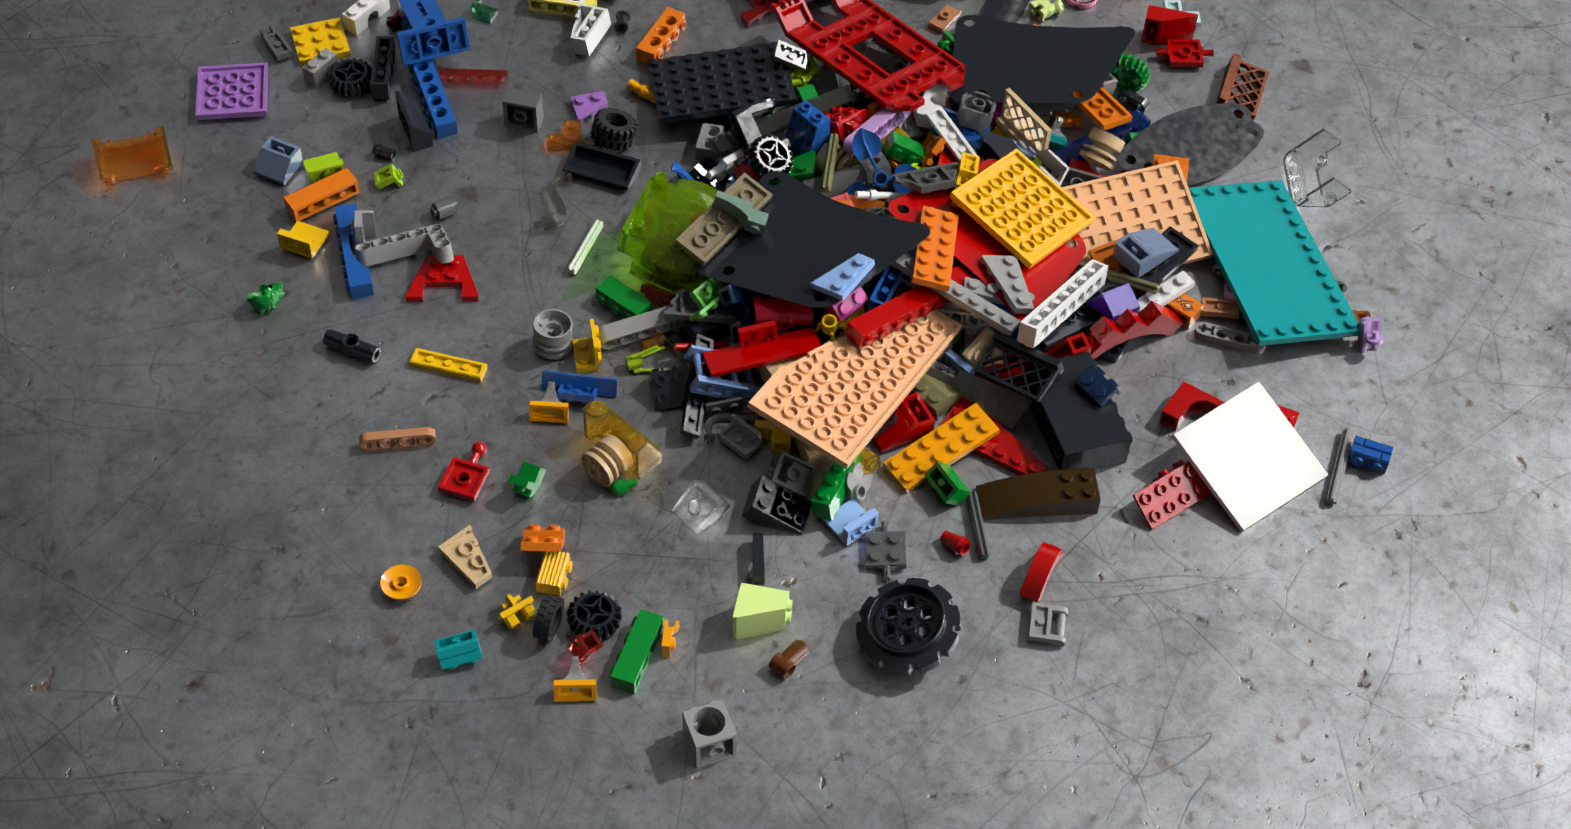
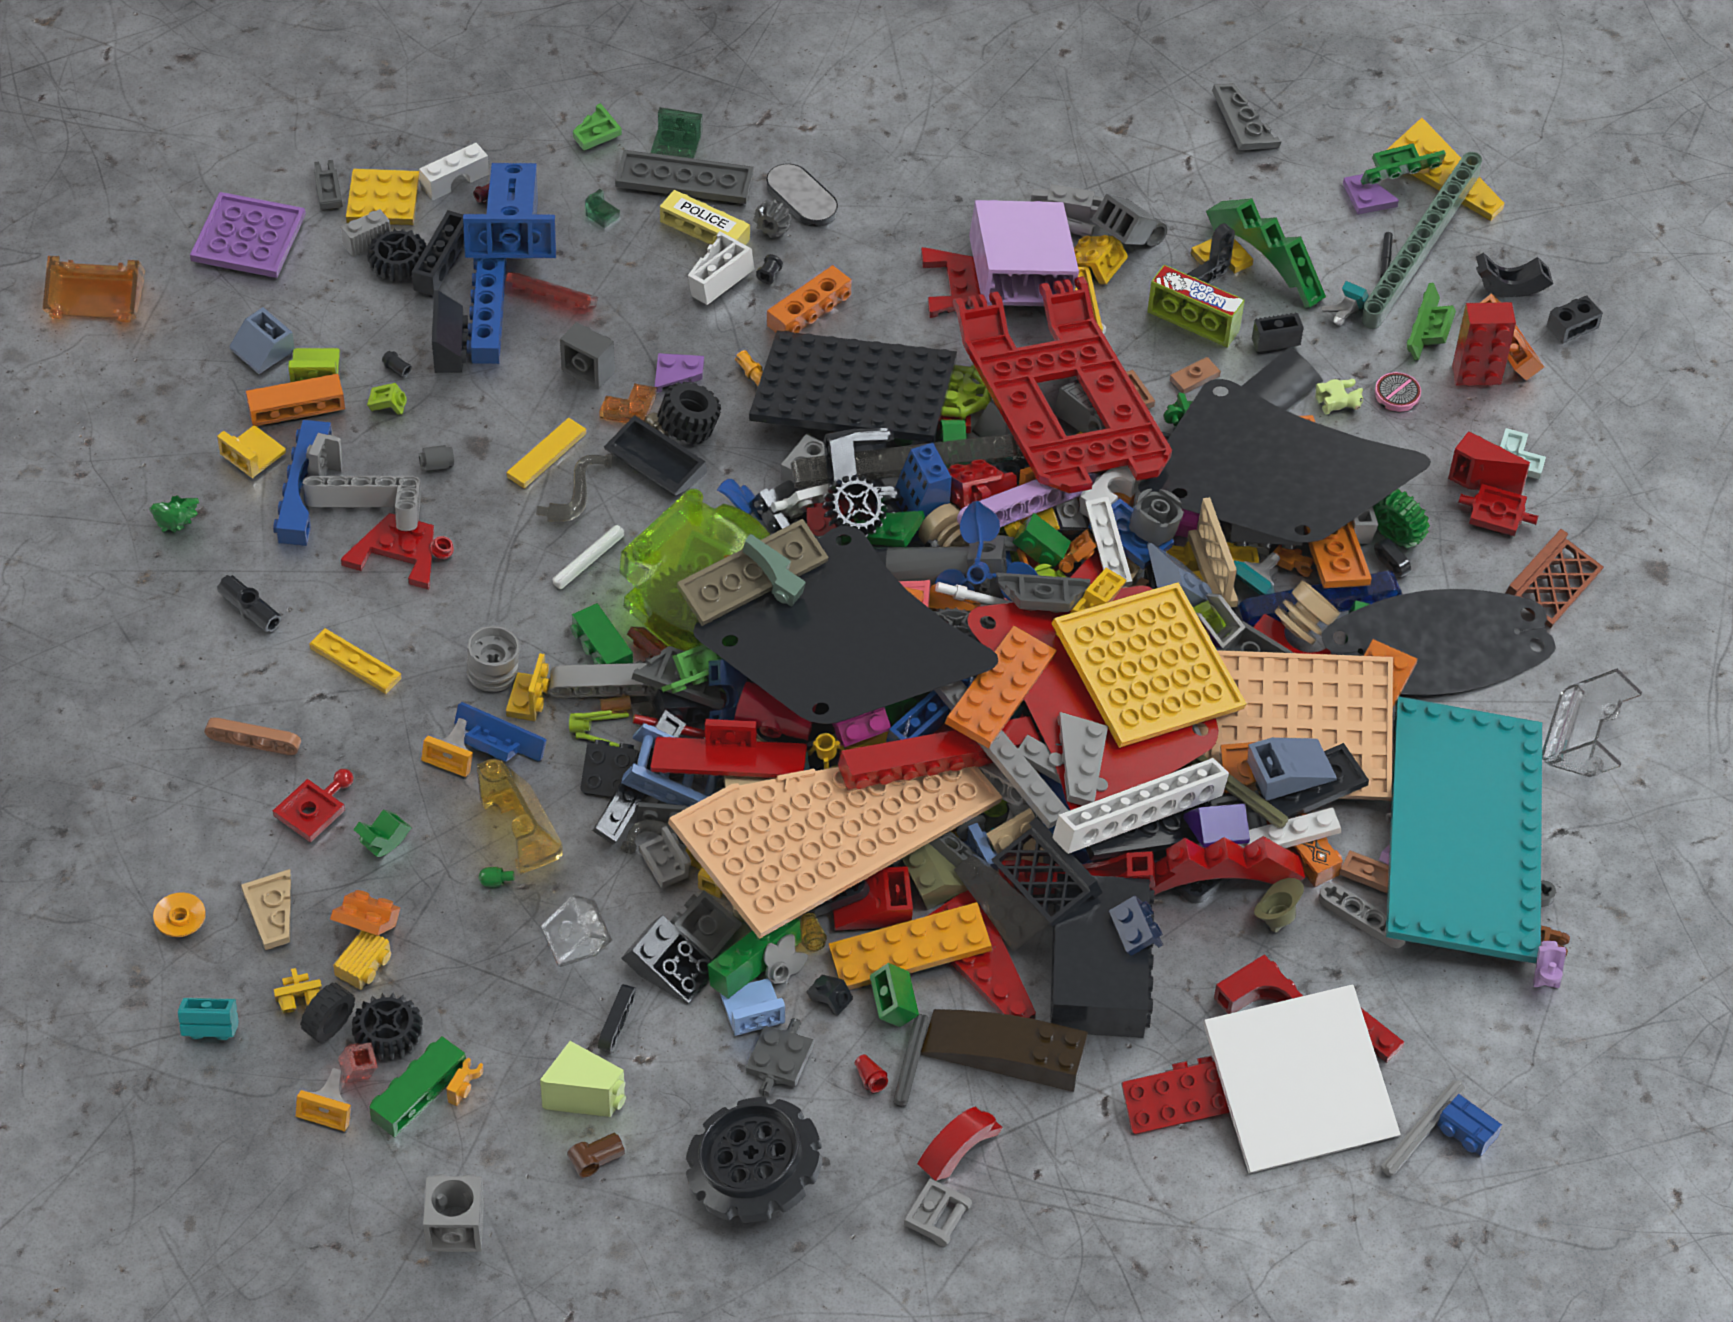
camera: 20 degrees right, 0 degrees up
(476, 268) = (442, 547): none -> red plate
(521, 184) = (546, 453): none -> yellow tile
(607, 460) = (488, 838): tan wheel -> none
(790, 55) = (954, 374): bracket -> none
(829, 165) = (930, 534): olive axle -> none
(845, 277) = (859, 693): light blue wing -> none
(900, 495) = (831, 991): none -> black bracket
(1175, 344) = (1279, 903): none -> olive piece

